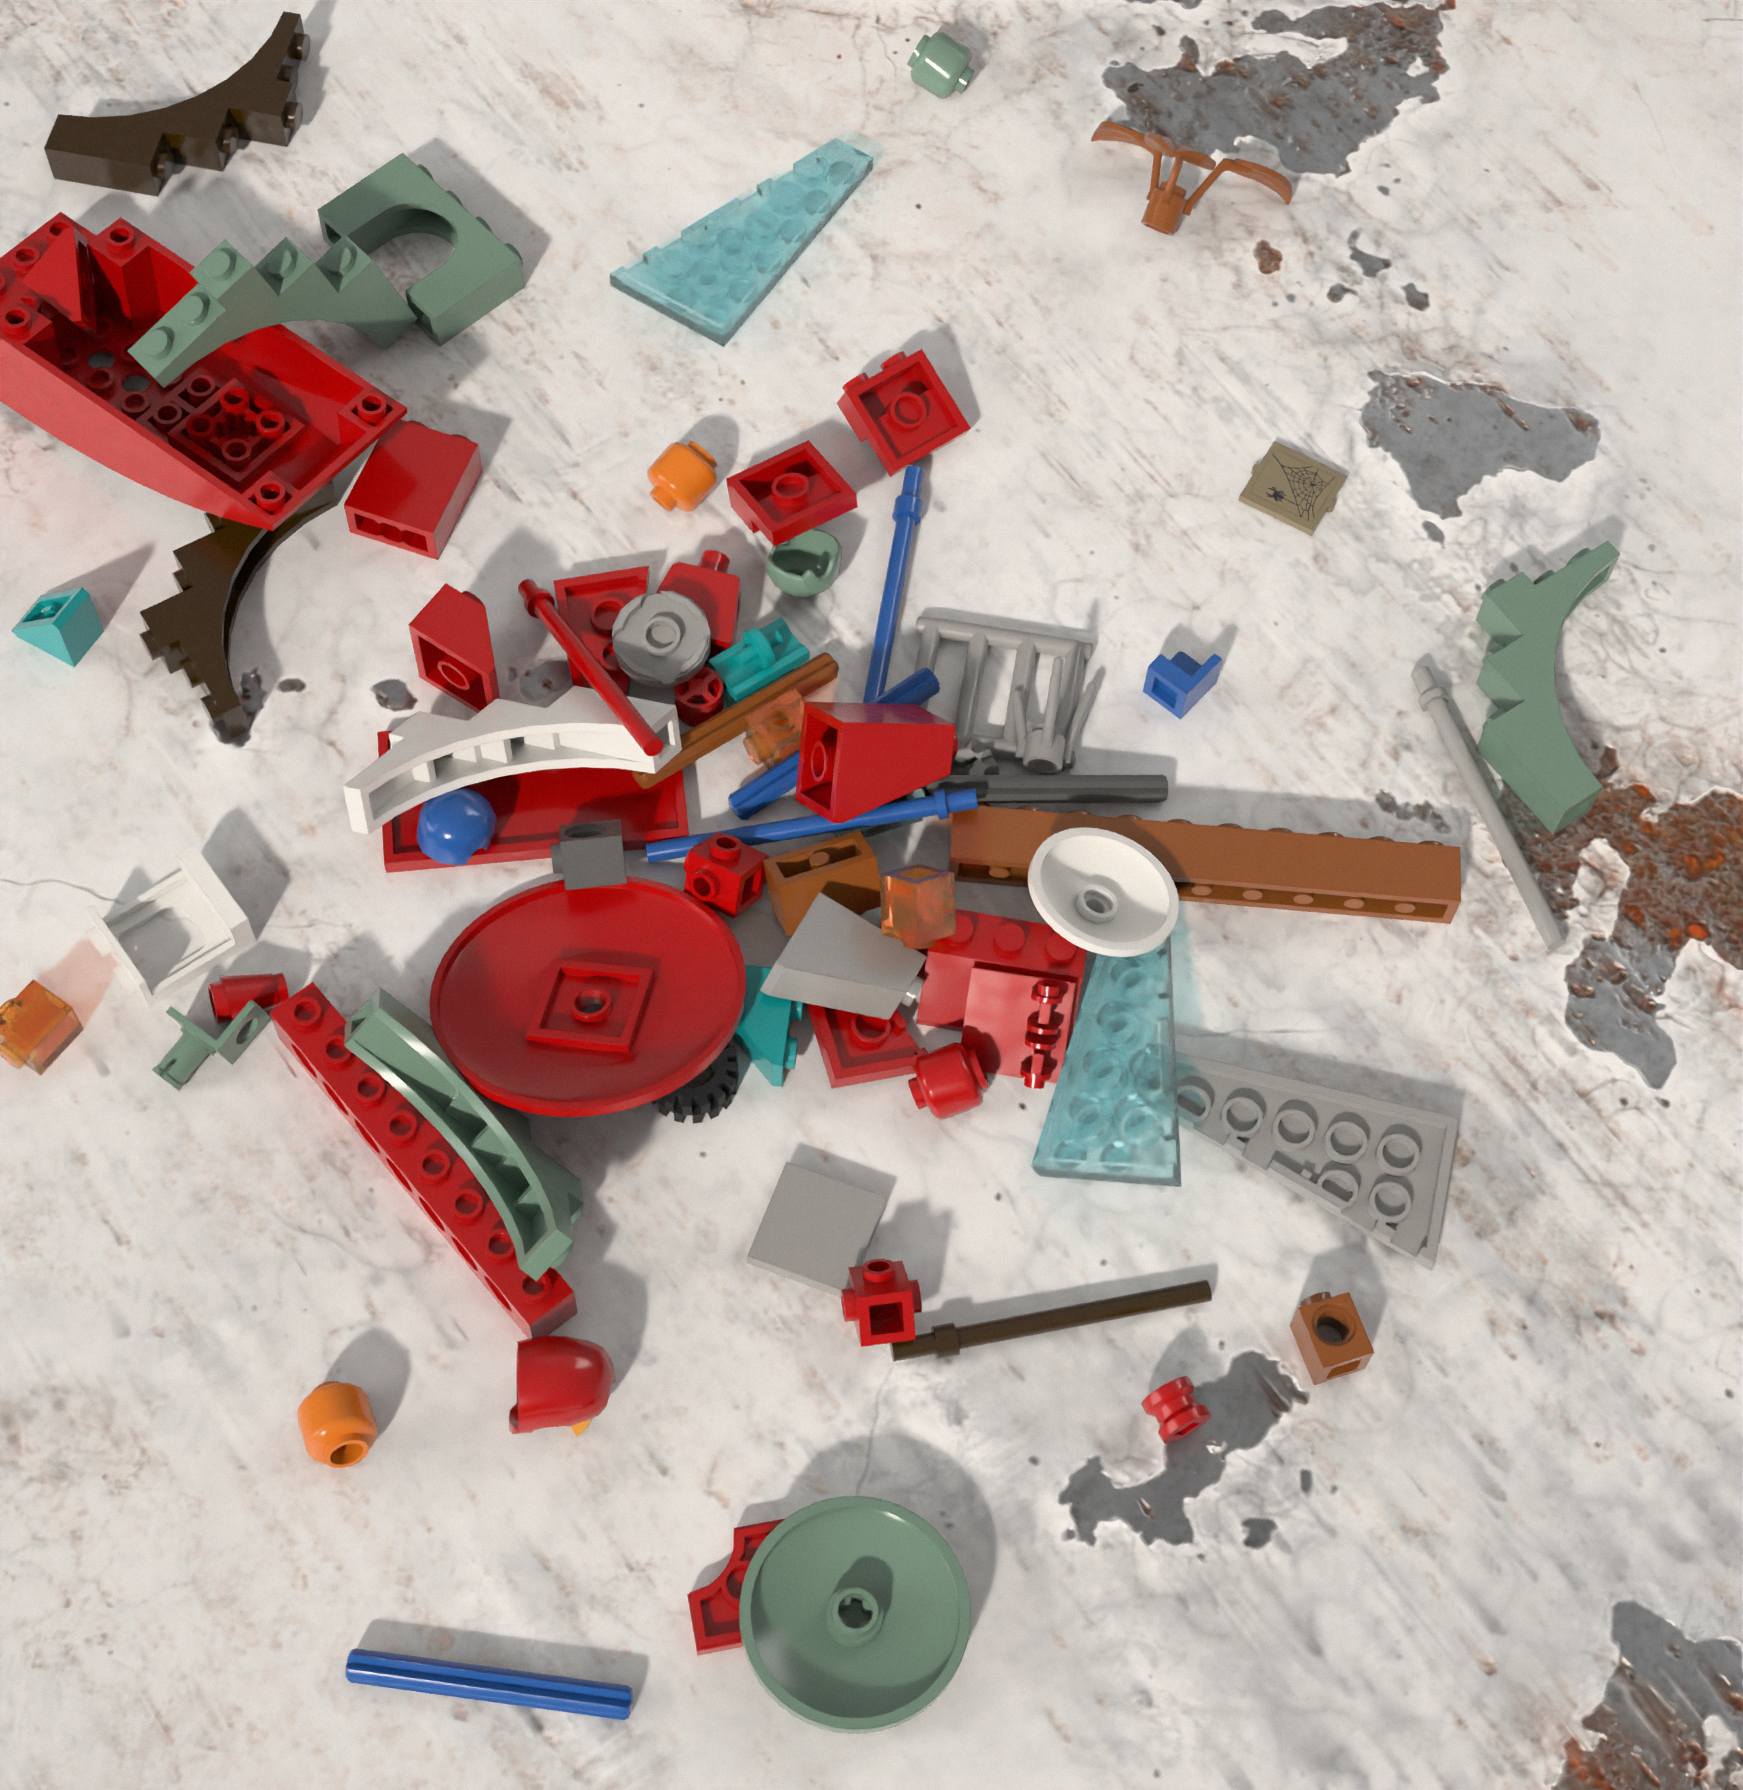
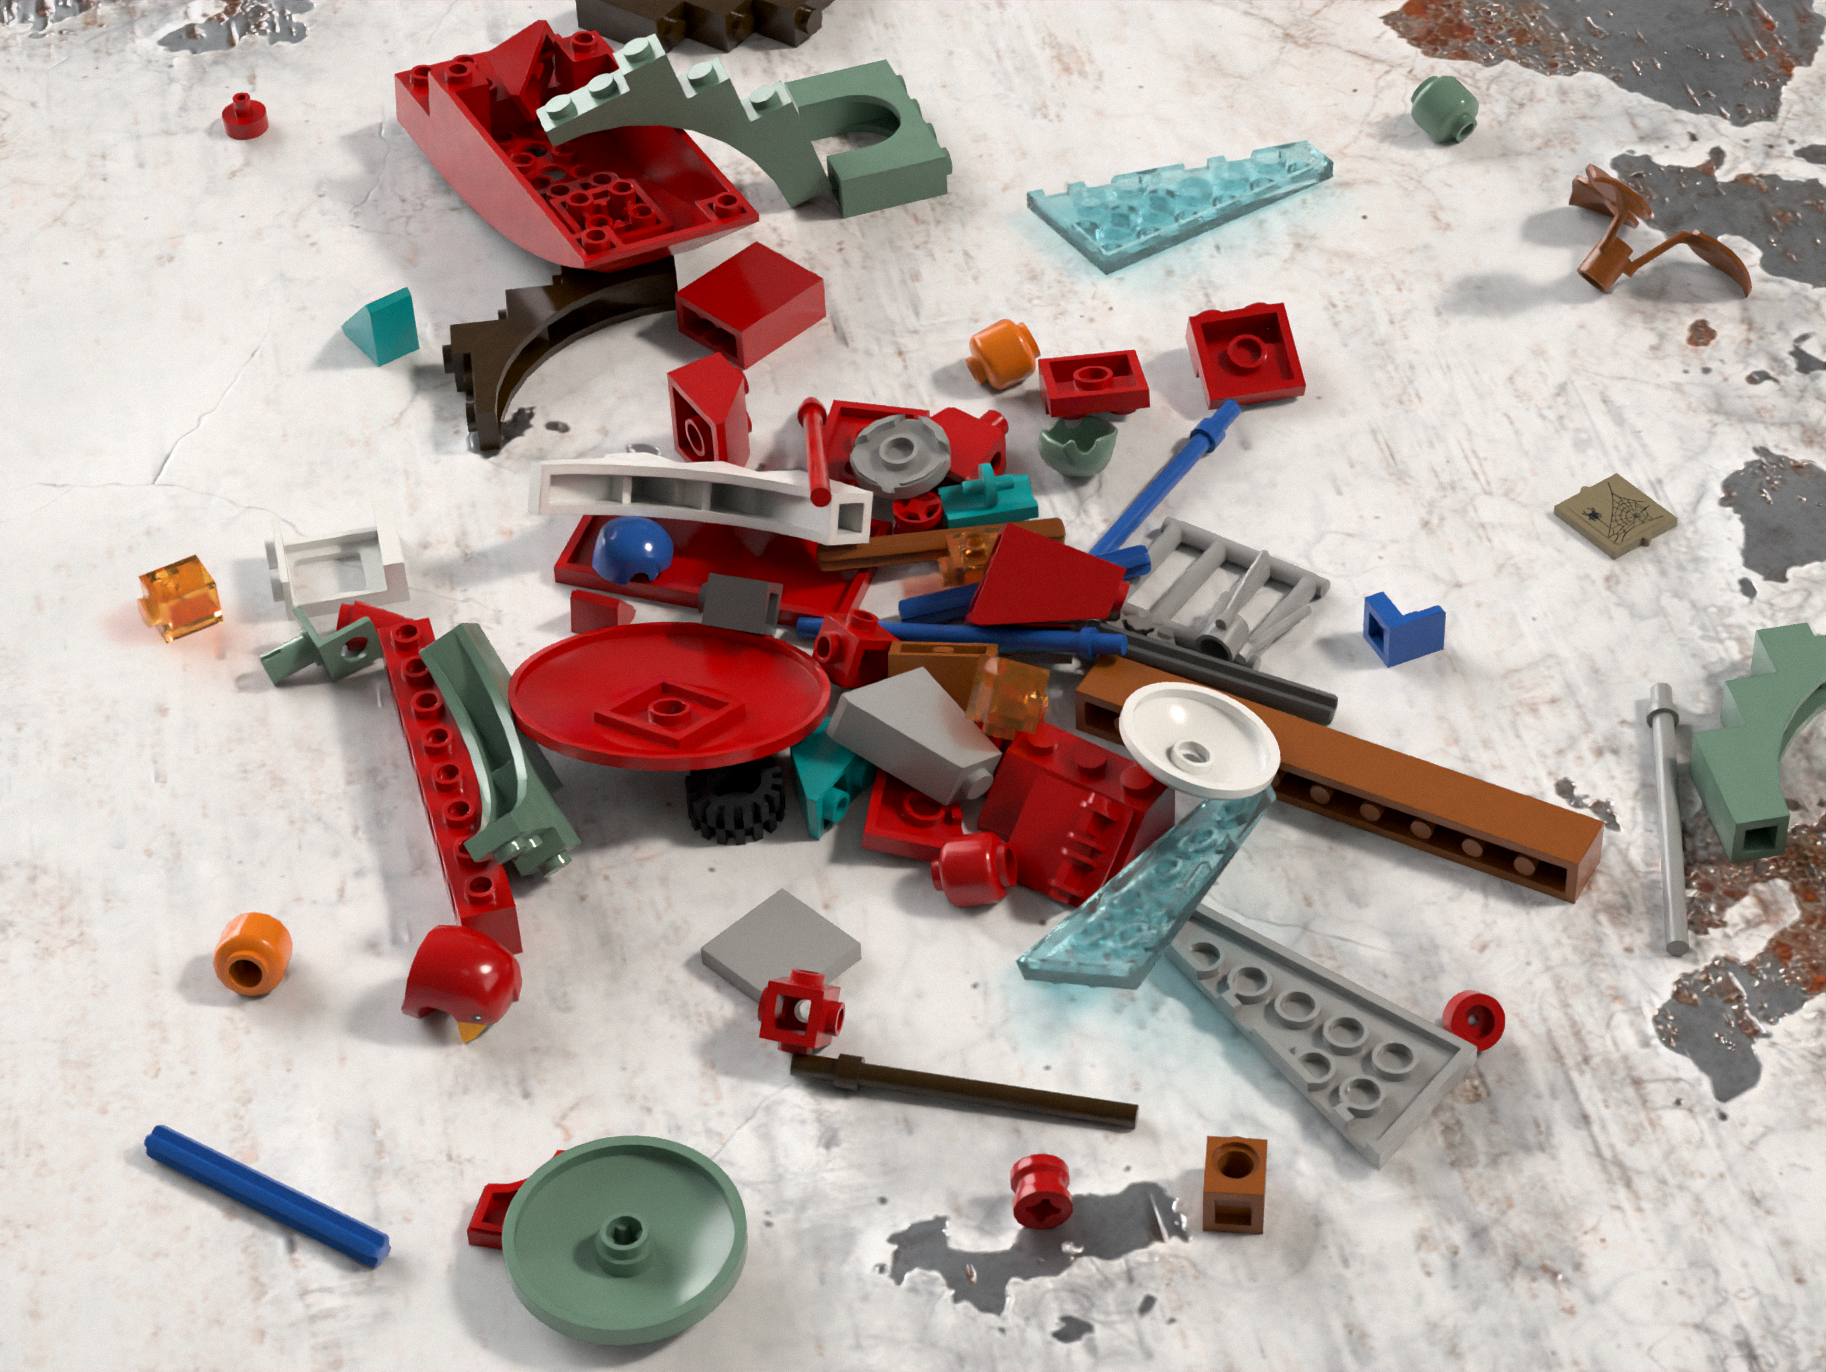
camera: 30 degrees right, 20 degrees down
(455, 902) = (597, 611): none -> red slope
(1439, 1087) = (1474, 1018): none -> red tile

